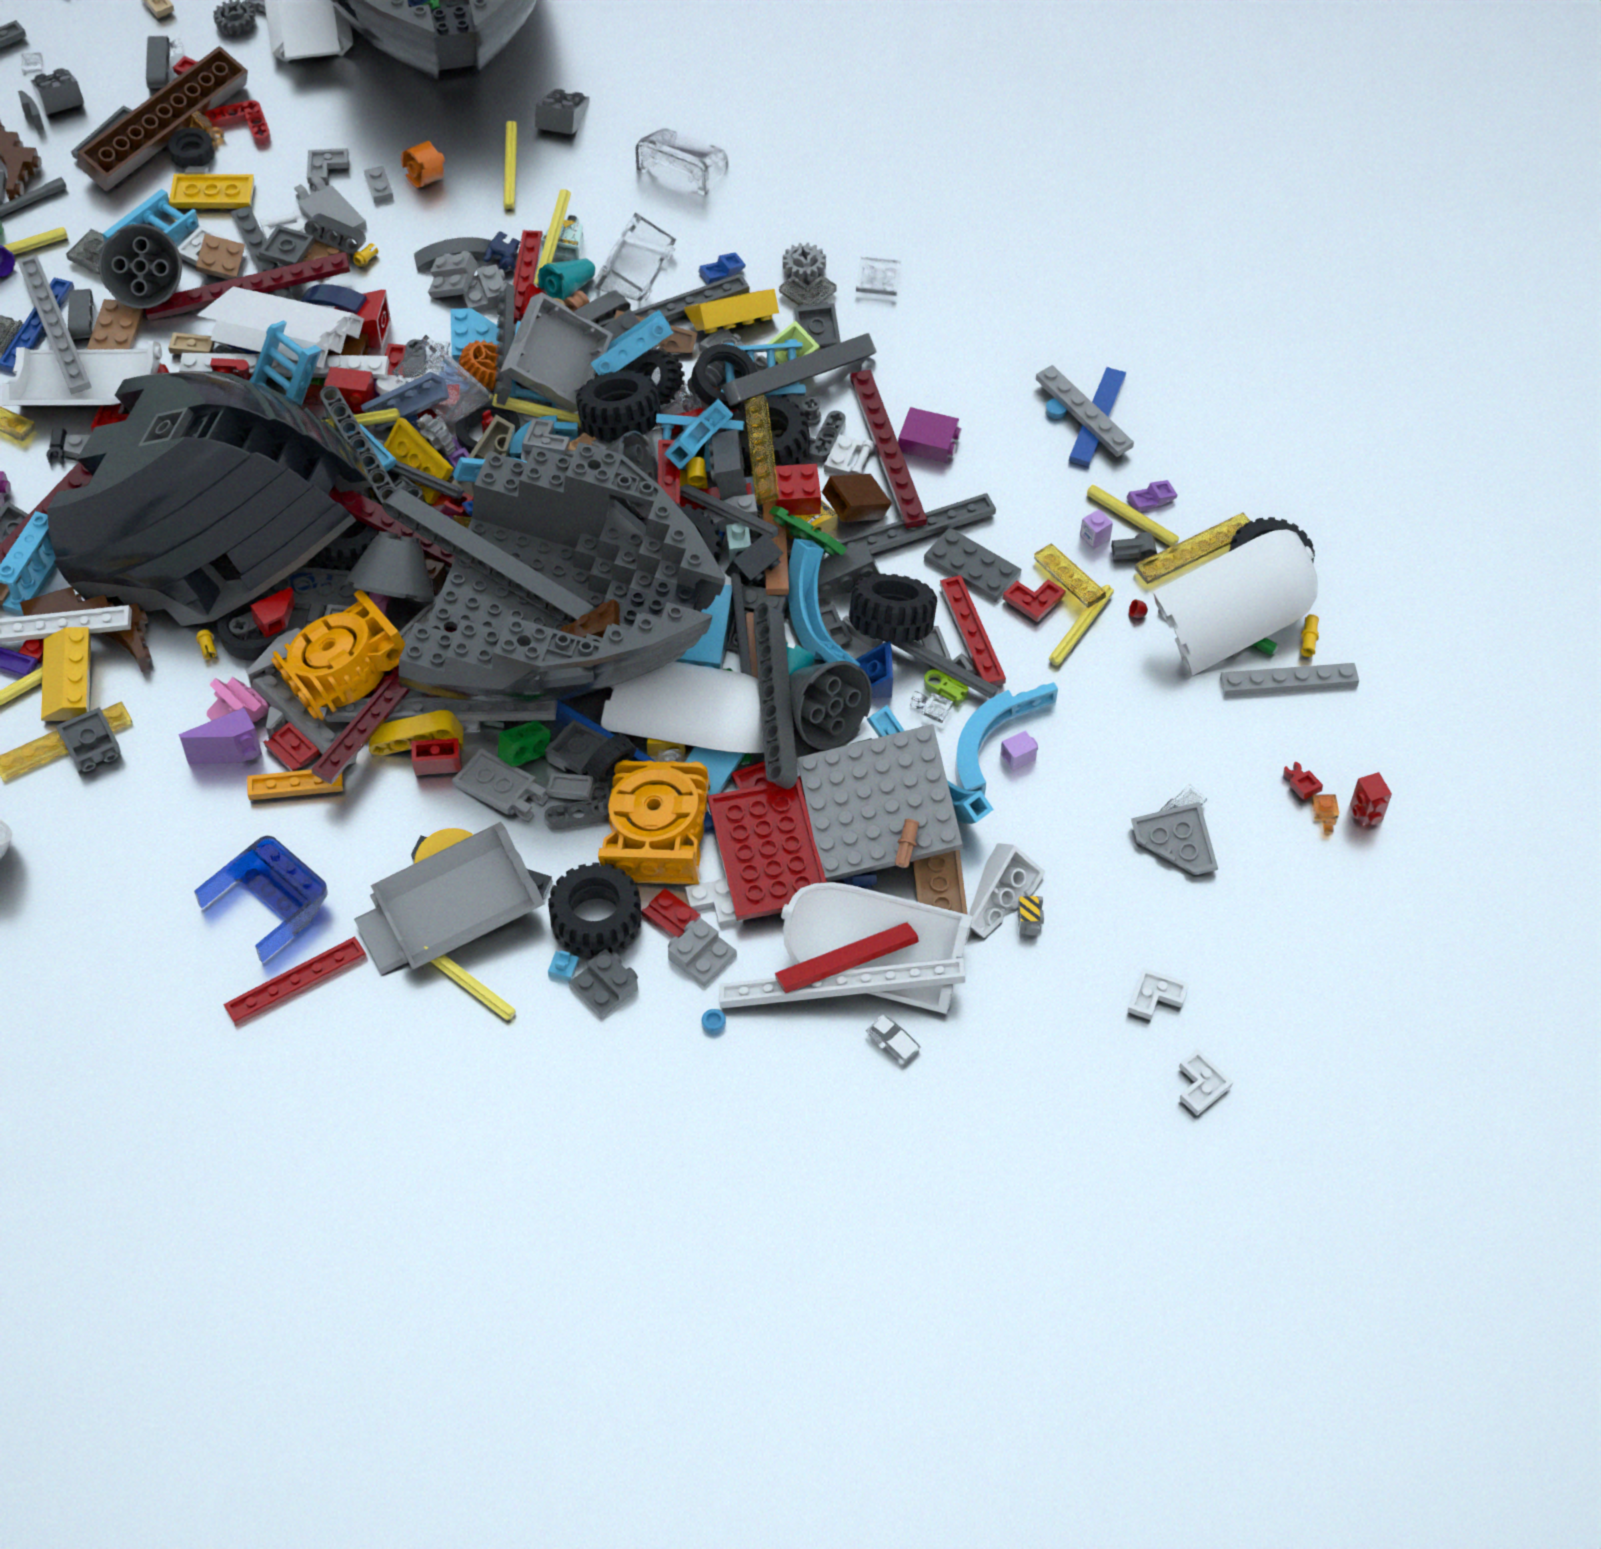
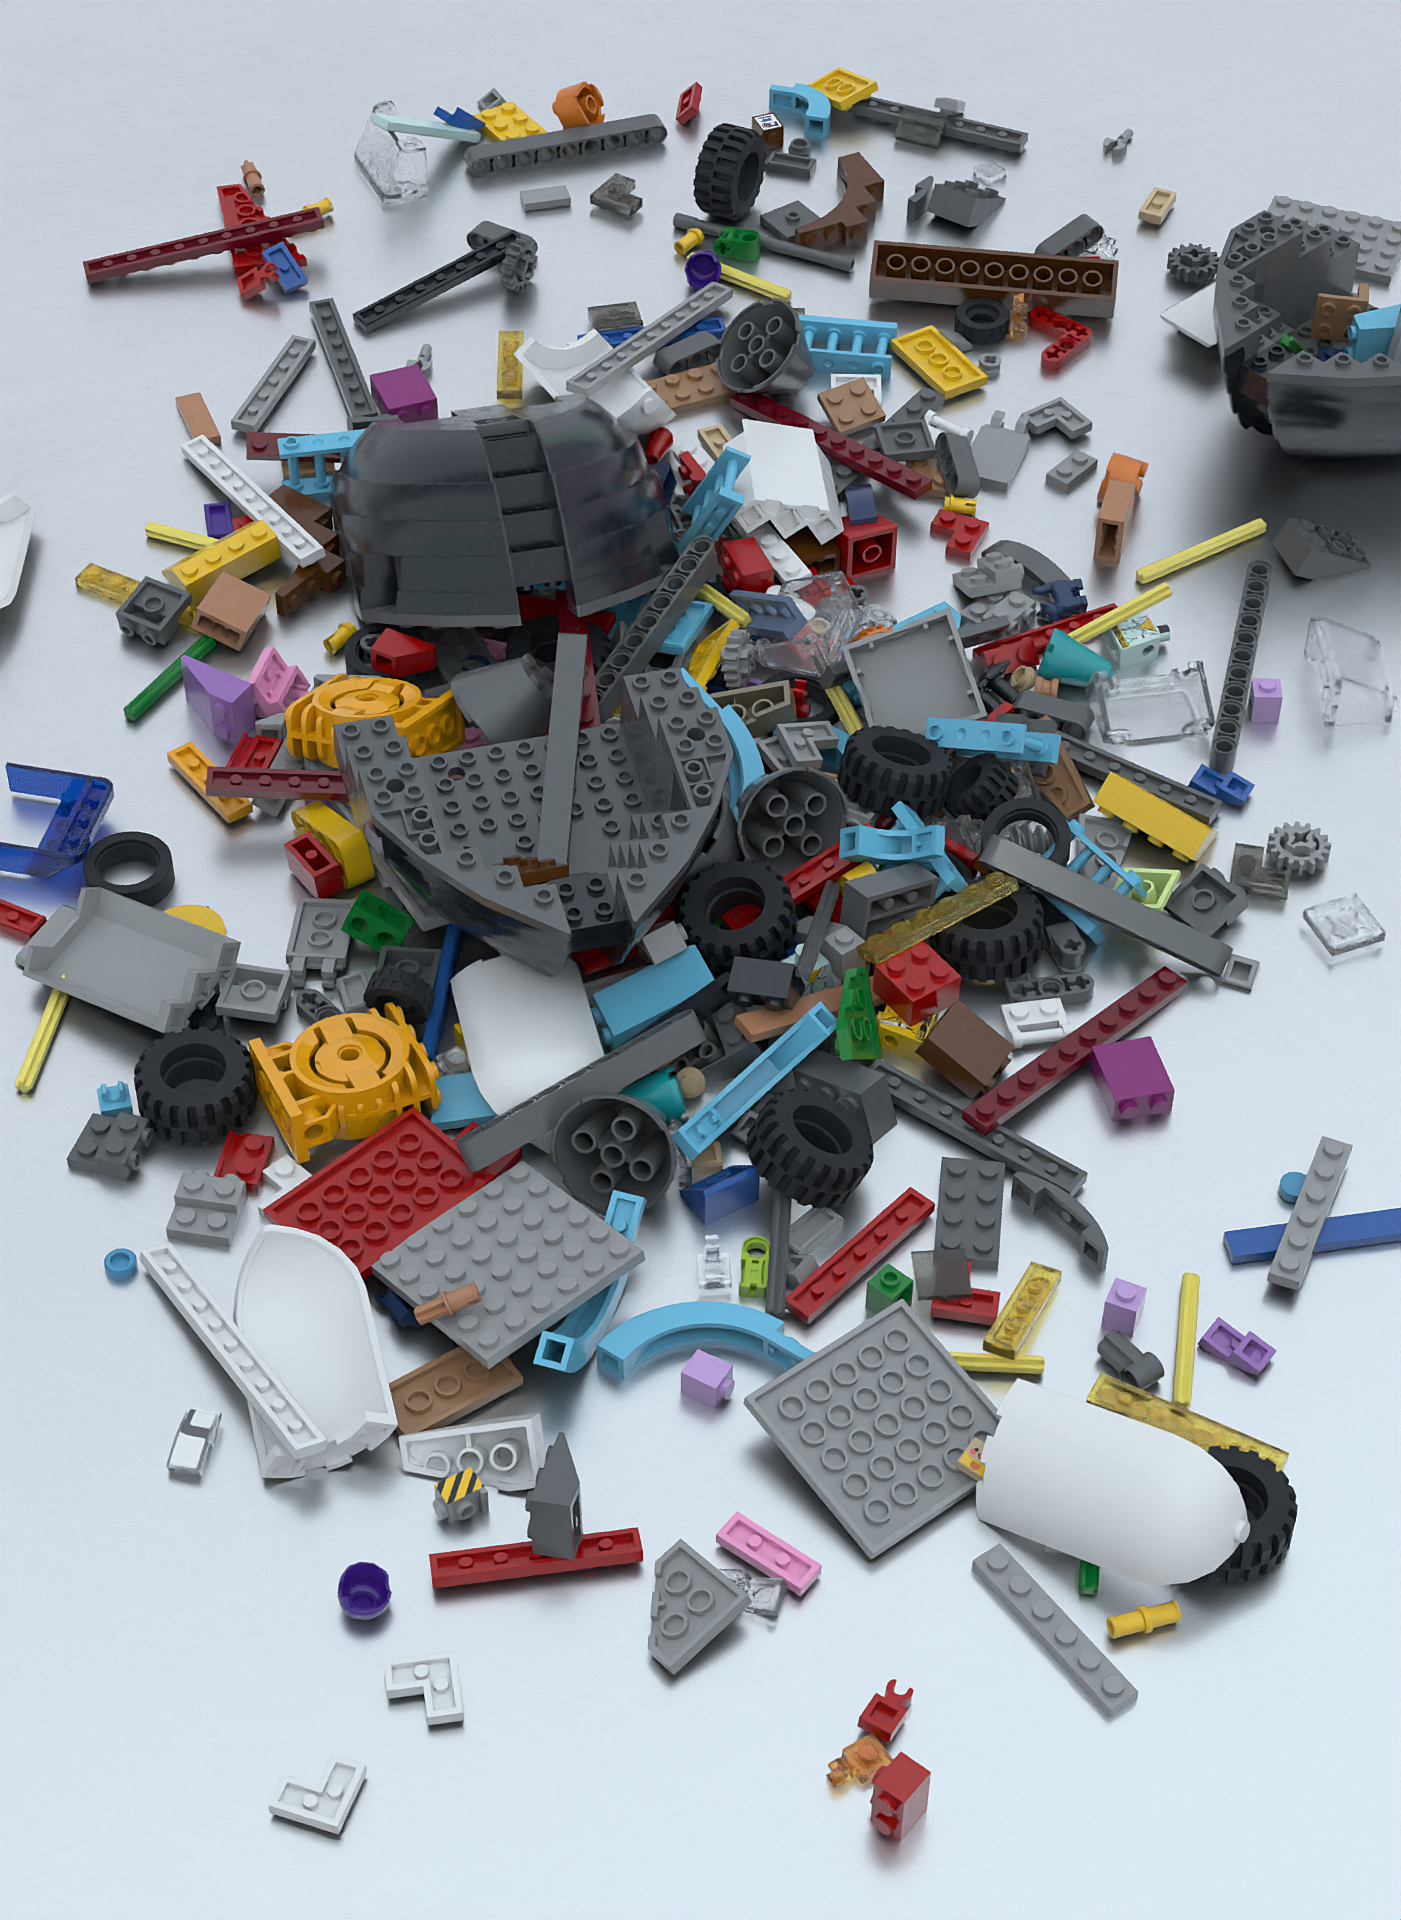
camera: 60 degrees right, 10 degrees down
(132, 693) = (230, 611): none -> nougat brick
(160, 762) = (167, 678): none -> green axle
(231, 164) = (989, 363): none -> light grey bush
(344, 843) = (127, 846): none -> black tyre
(391, 265) = (964, 533): none -> red plate
(458, 187) = (1114, 521): none -> nougat brick
(535, 840) = (255, 993): none -> light grey plate
(629, 199) = (1240, 667): none -> dark grey beam
(671, 207) = (1265, 700): none -> lavender brick
(846, 957) = (268, 1335): red tile -> none
(881, 341) = (1241, 972): none -> light grey slope
(1014, 516) = (1038, 1193): none -> dark grey slope
(1014, 631) = (887, 1288): none -> green brick
(1018, 599) = (941, 1274): none -> clear smoke piece
(1072, 995) = (364, 1590): none -> dark purple hair
(1079, 860) = (556, 1505): none -> dark grey slope
(1097, 898) = (518, 1560): none -> red plate
(1115, 680) = (878, 1426): none -> light grey plate
(1162, 783) = (768, 1553): none -> bright pink plate
(1166, 650) = (970, 1461): none -> tan tile

